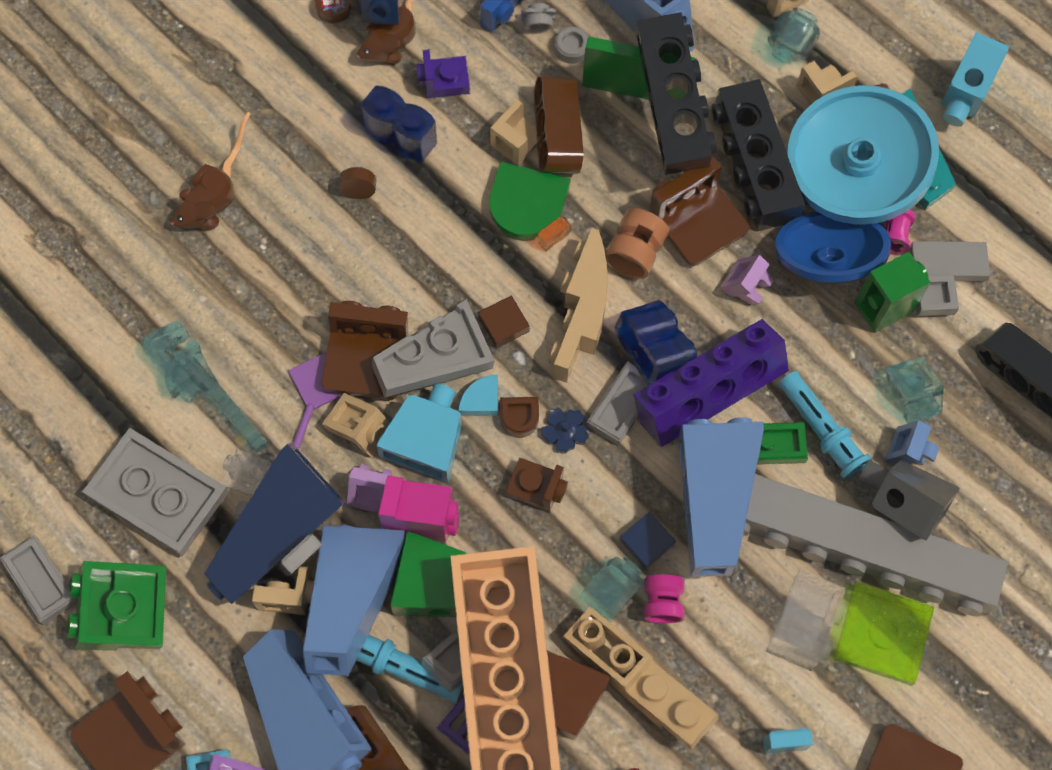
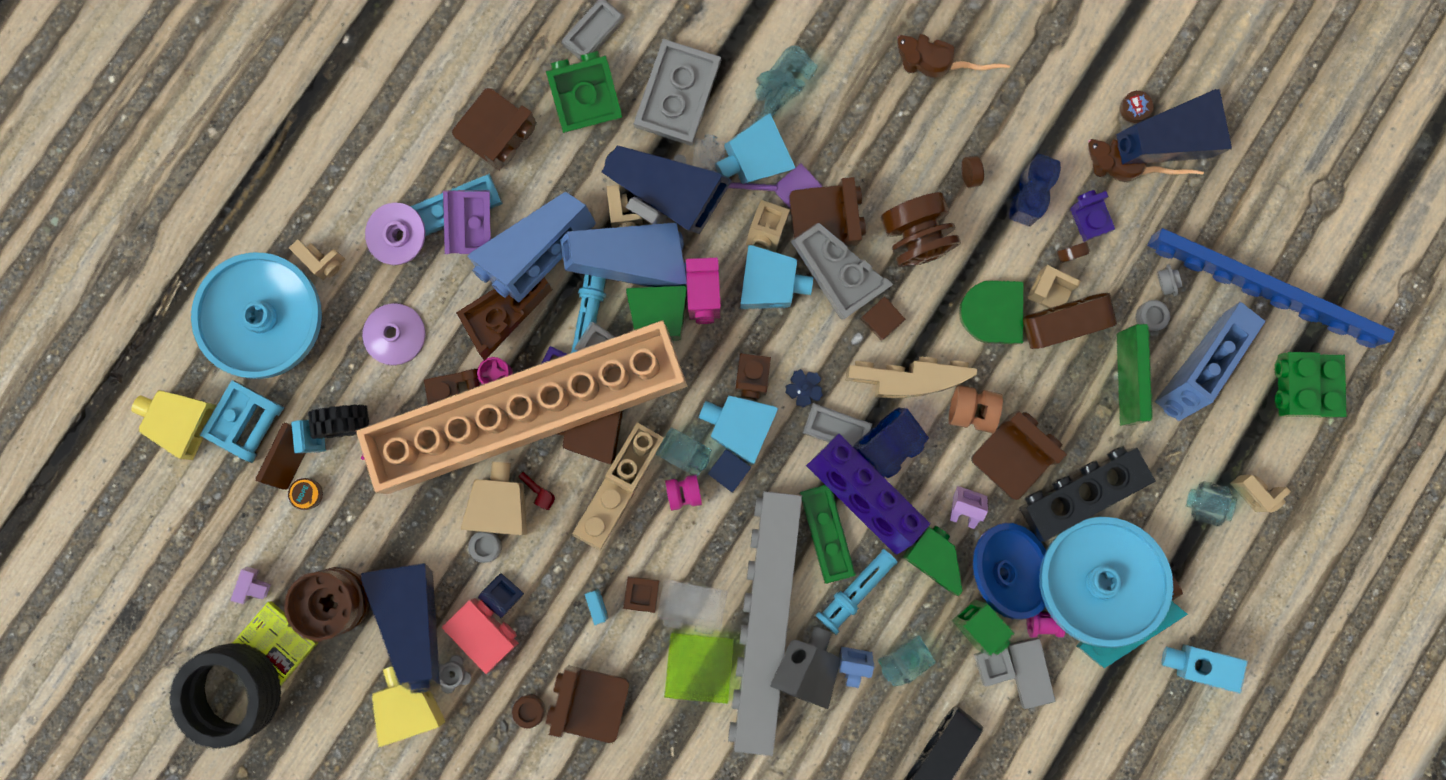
camera: 75 degrees right, 15 degrees up
(262, 411) = (756, 153): none -> medium azure torso
(366, 488) = (717, 246): lavender tile -> none
(413, 249) = (918, 225): none -> reddish brown wheel
(480, 102) = (1073, 252): none -> reddish brown tile
(480, 397) = (814, 316): medium azure tile -> none
(519, 415) = (807, 349): reddish brown tile -> none
(554, 233) = (970, 340): clear orange piece -> none
(596, 511) = (740, 425): none -> medium azure torso
(670, 35) = (1154, 379): black brick -> none
(717, 489) = (778, 513): medium blue slope -> none
(780, 684) = (641, 594): none -> reddish brown tile
(806, 325) = (936, 559): none -> green slope
(816, 83) = (1172, 539): tan panel -> none

